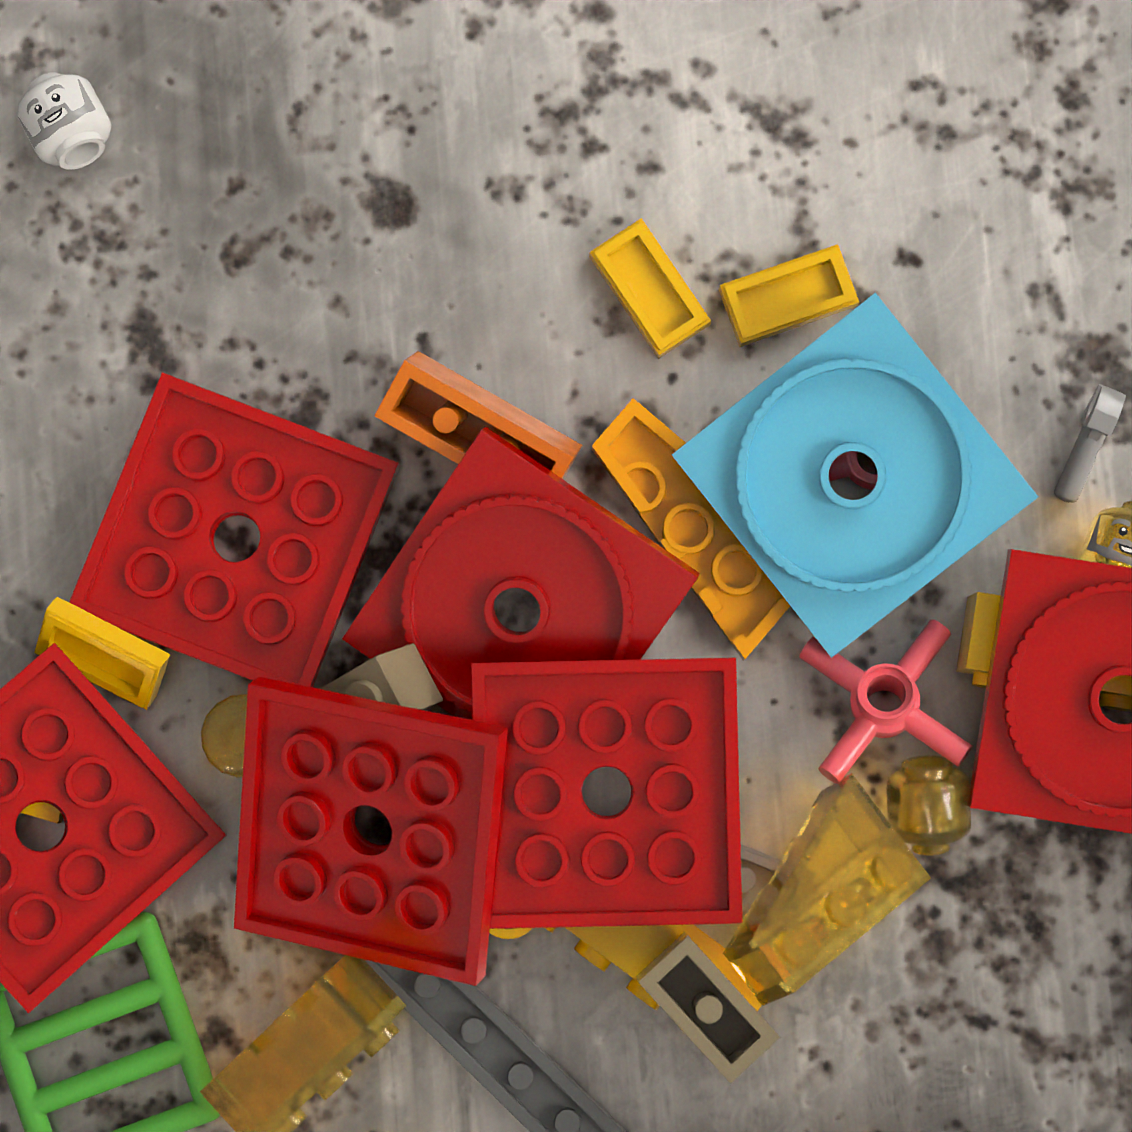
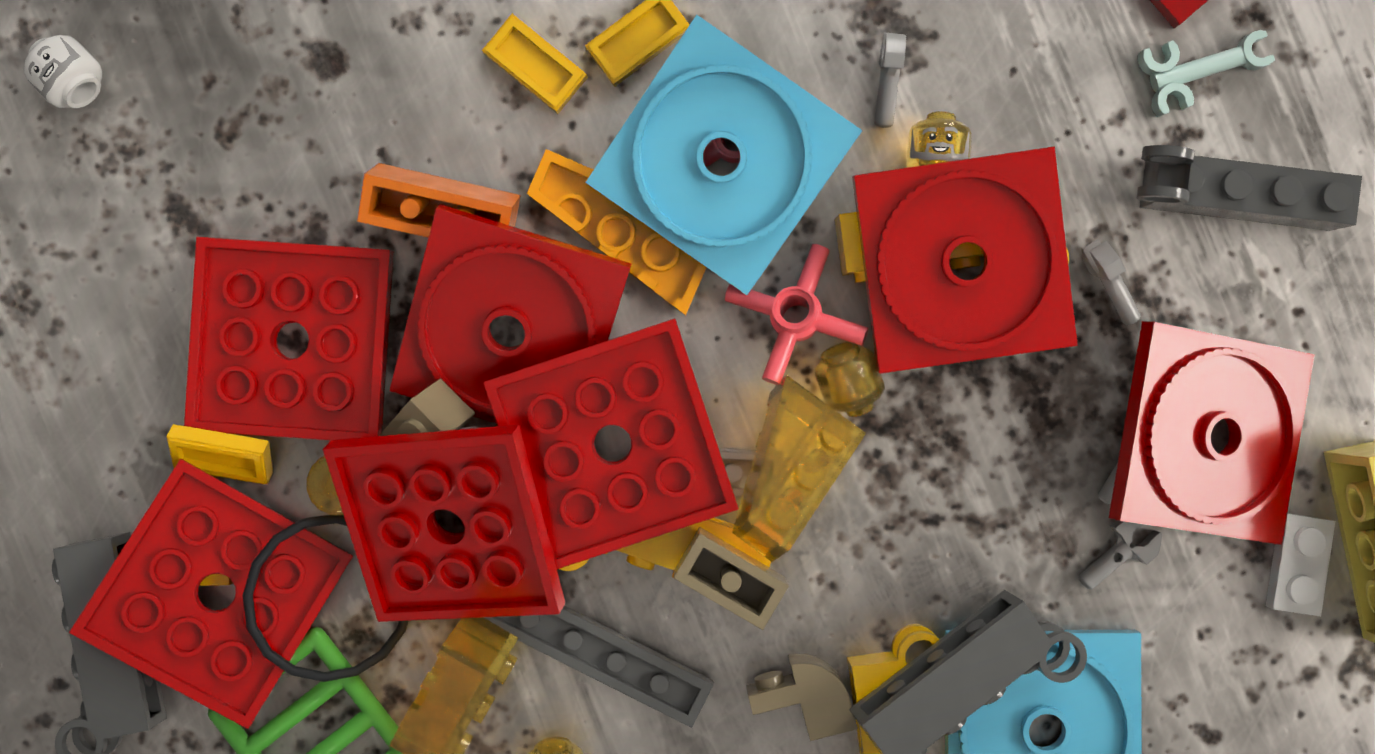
camera: 15 degrees left, 5 degrees up
(80, 900) = (258, 636): none -> black piece

